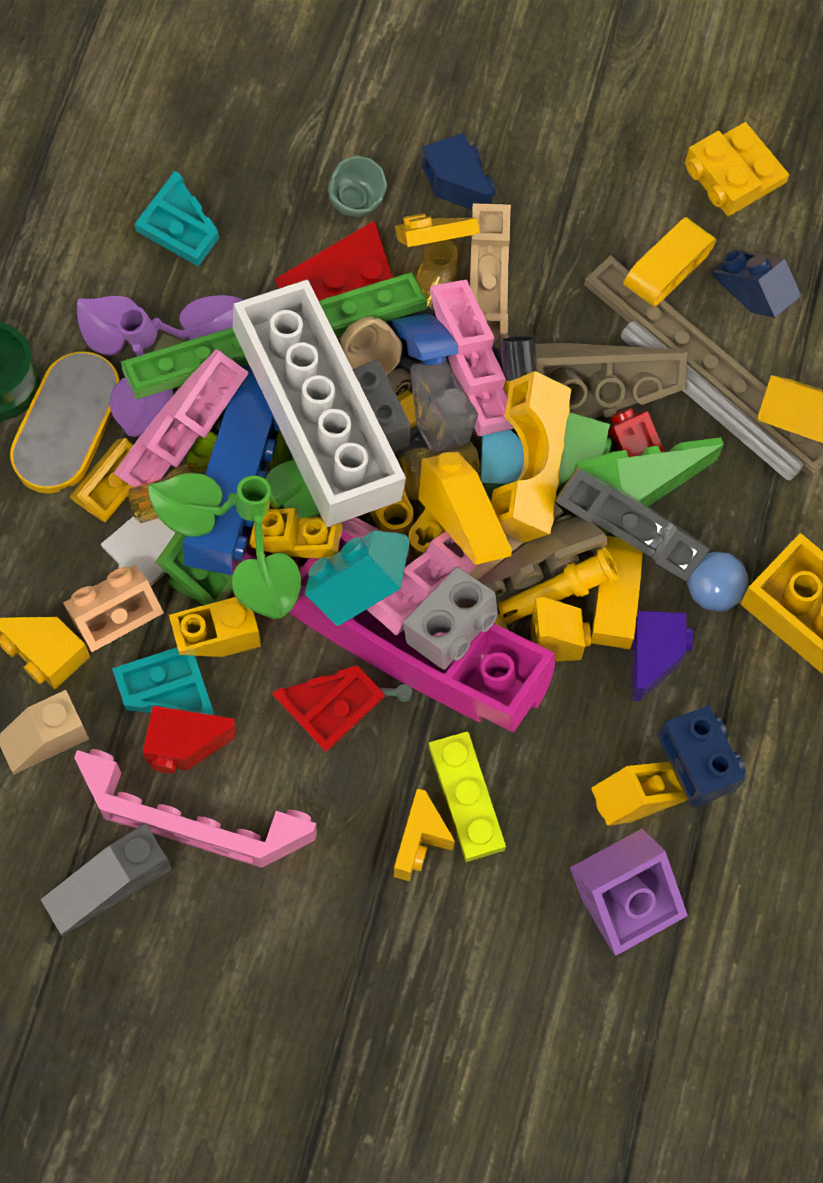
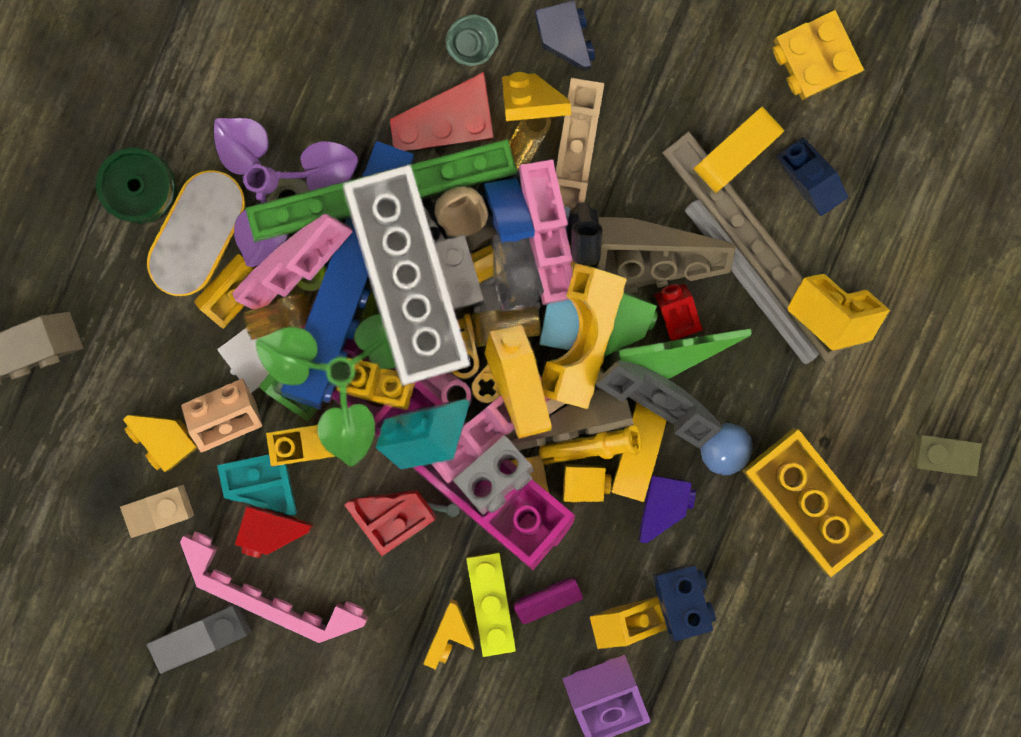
camera: 10 degrees right, 20 degrees up
(178, 223) = (310, 51): teal wing -> none
(536, 780) = (548, 600): none -> magenta slope

